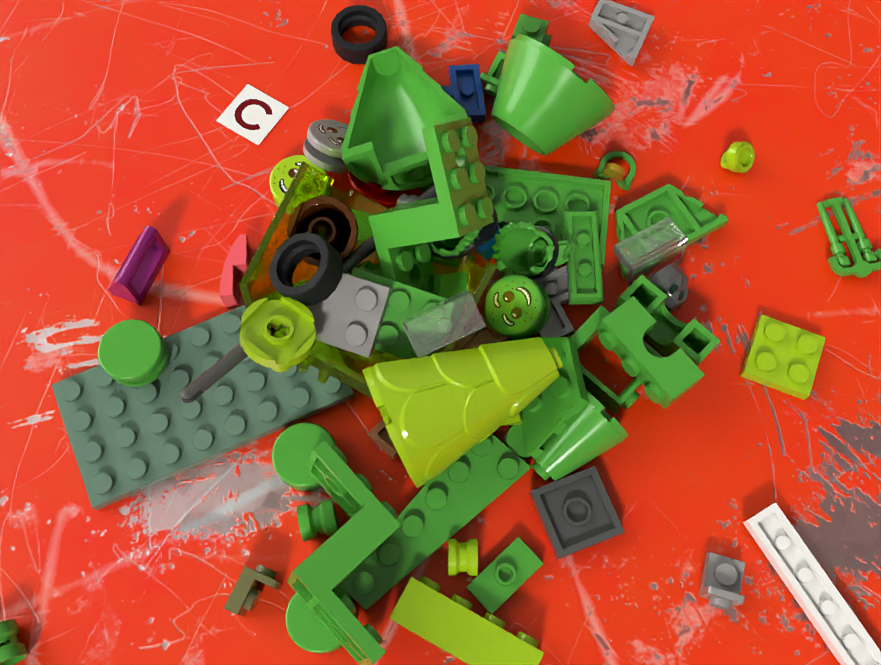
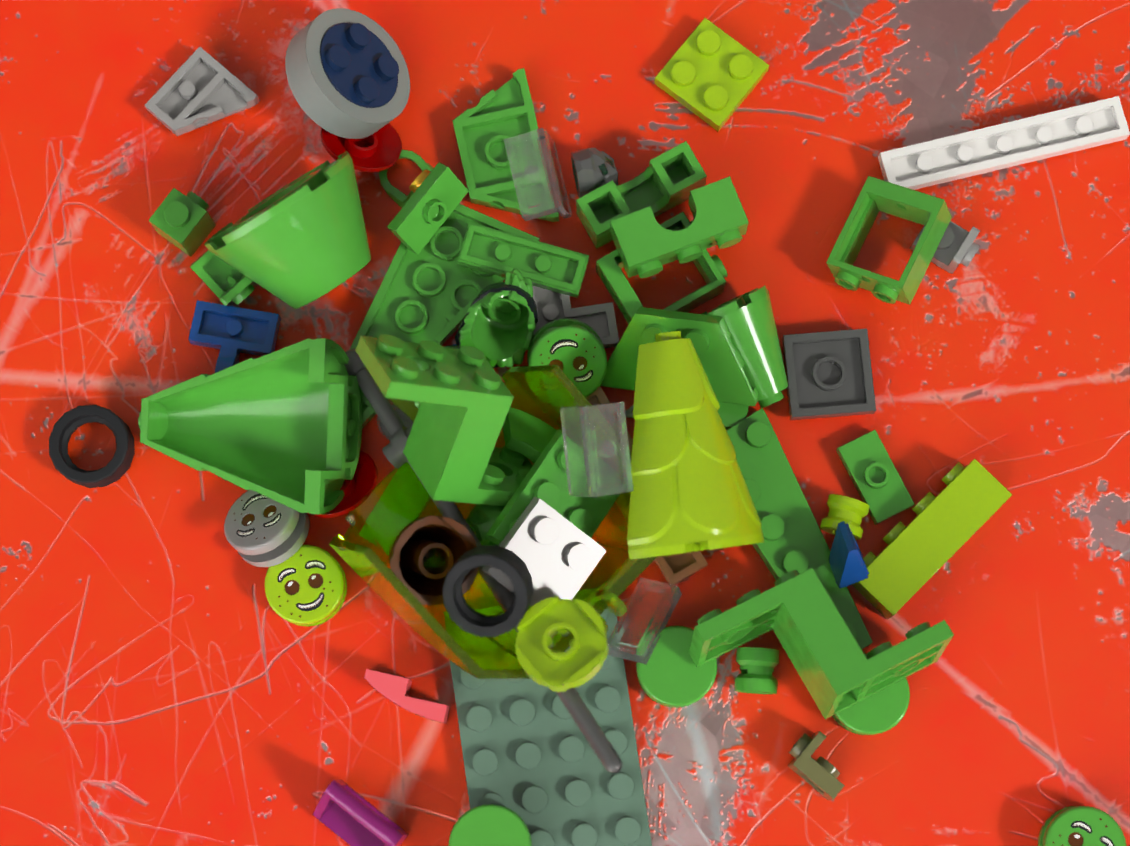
camera: 70 degrees left, 10 degrees up
(252, 114) = (166, 625): white sticker -> none
(333, 419) = (644, 620): none -> clear tile
(427, 565) = (846, 558): none -> blue slope
(596, 179) = (428, 208): none -> bright green plate
(630, 130) = (368, 153): none -> red dish
(673, 99) = (347, 73): none -> wheel
(712, 502) = (901, 202): none -> bright green window
(738, 157) = (439, 22): lime tile -> none

